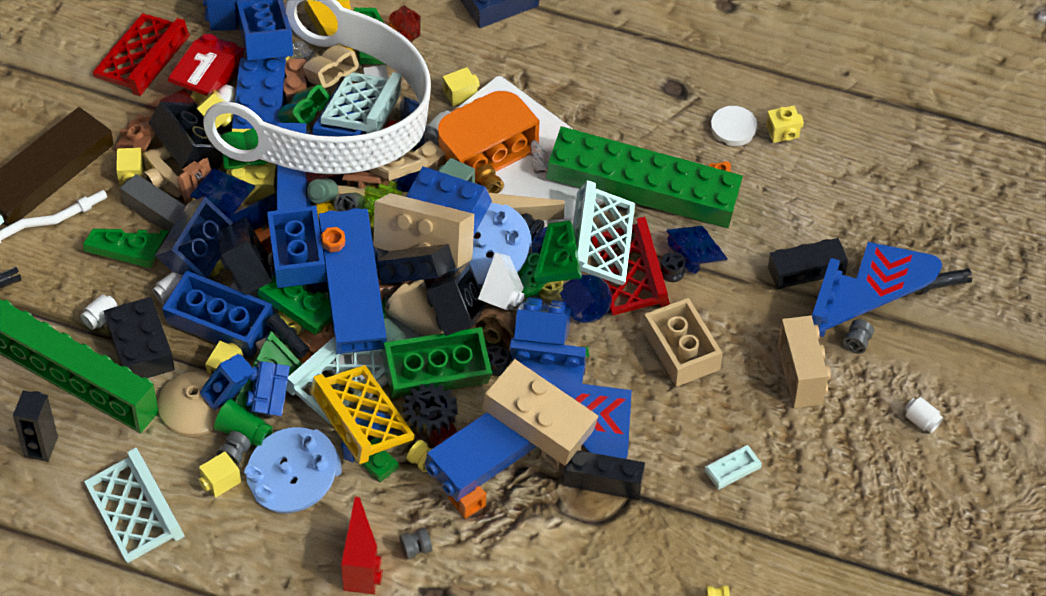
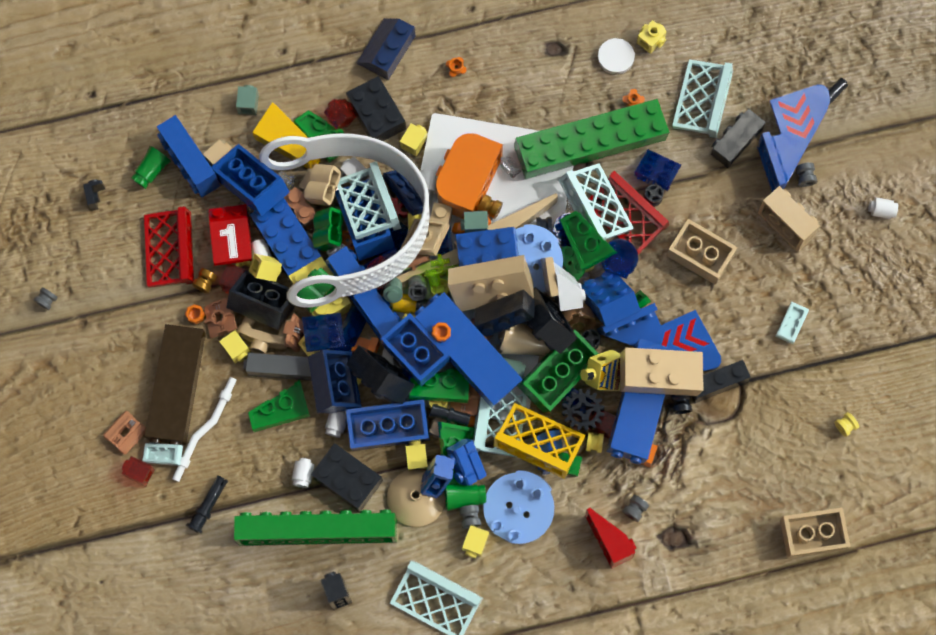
camera: 30 degrees left, 20 degrees up
(116, 119) = (195, 314): none -> orange tile
(149, 95) = (204, 281): none -> pearl gold wheel
(443, 39) = (376, 110): none -> black brick
(475, 383) = (603, 371): none -> light yellow torso
(496, 245) = (549, 277): none -> tan tile
(547, 472) = (681, 404): none -> black wheel
(557, 49) = (456, 62): none -> orange plate
(813, 218) = (719, 100): none -> light aqua fence

